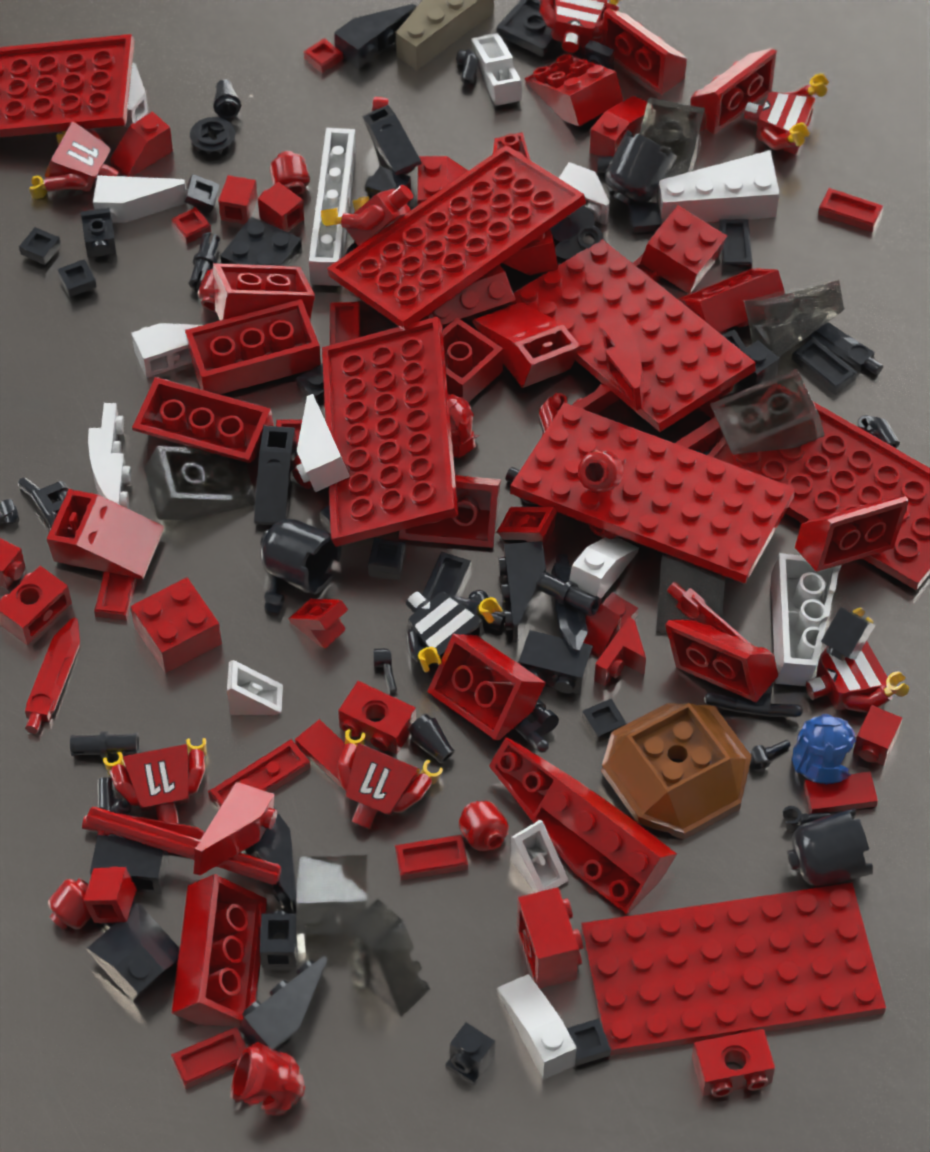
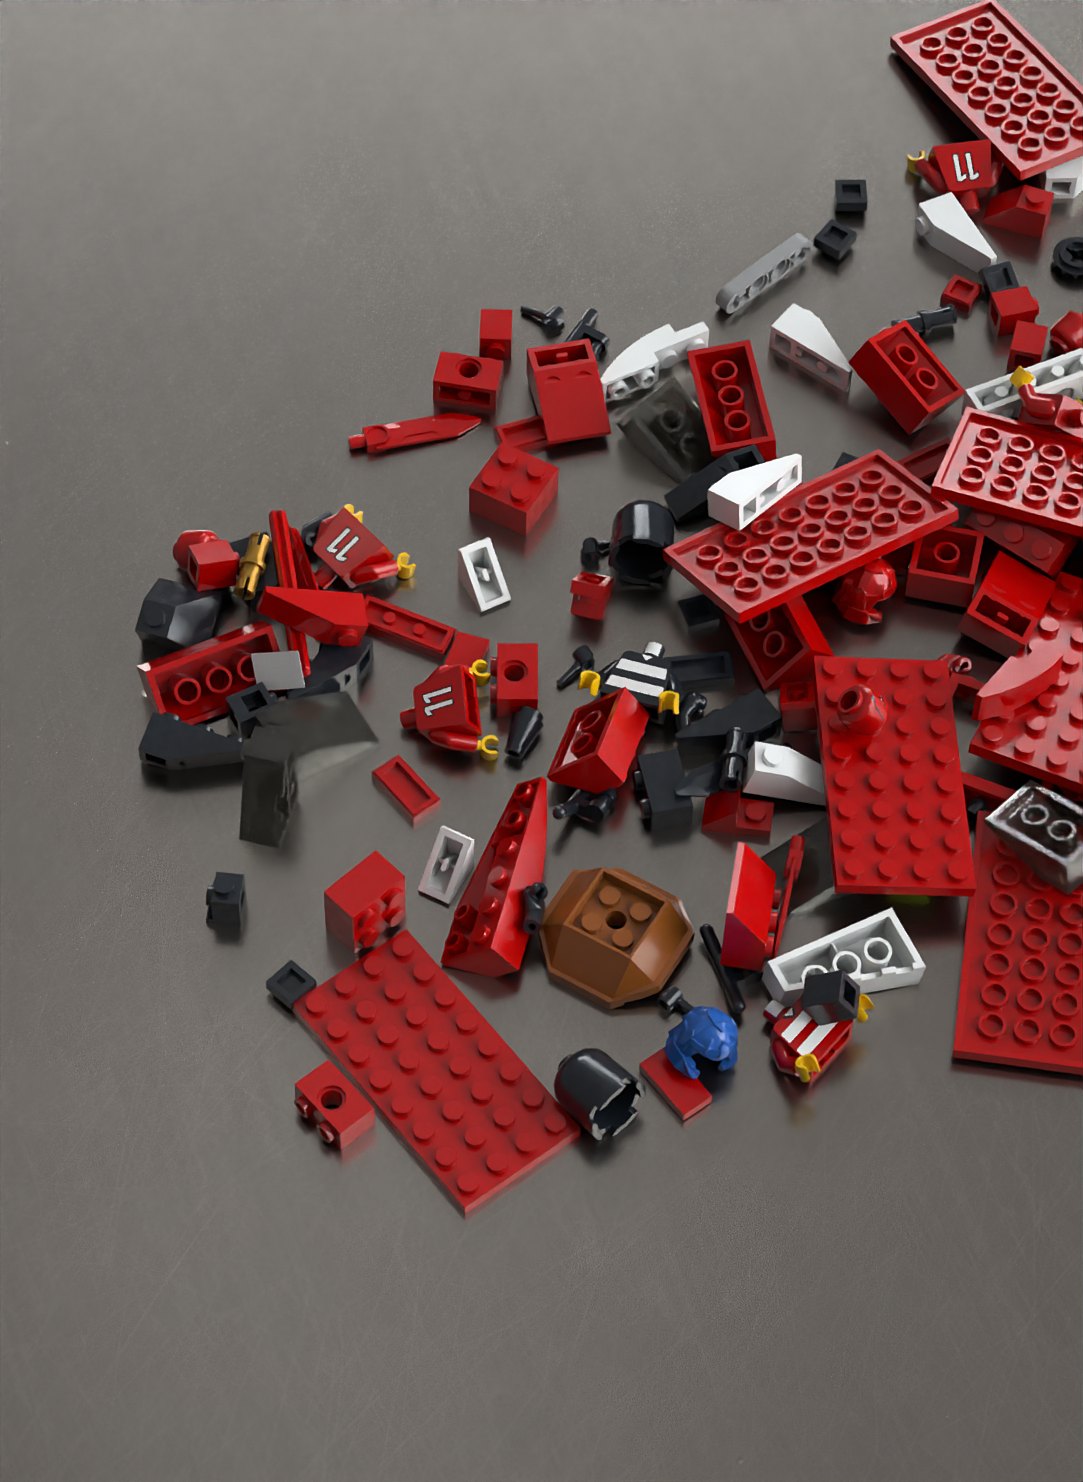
camera: 60 degrees right, 0 degrees up
(76, 341) = (764, 273): none -> light grey beam
(98, 232) = (896, 229): black brick -> none
(104, 744) = (365, 499): black pin -> none
(135, 861) = (252, 566): none -> pearl gold pin
(209, 1057) = (117, 718): red tile -> none
(253, 348) = (842, 399): red slope -> none
(261, 245) = (972, 355): black plate -> none
(261, 893) = (278, 670): none -> white sticker
(269, 1077) = (113, 761): red helmet -> none
(482, 824) = (456, 808): red head -> none
(538, 1026) = (282, 939): white slope -> none
(603, 719) = (632, 857): black tile -> none
(623, 650) = (715, 835): red slope -> none
(633, 812) = (534, 907): none -> black arm
(793, 811) = (625, 1060): black hand -> none
(851, 533) = (950, 956): red slope -> none
(877, 735) = (753, 1084): red brick -> none

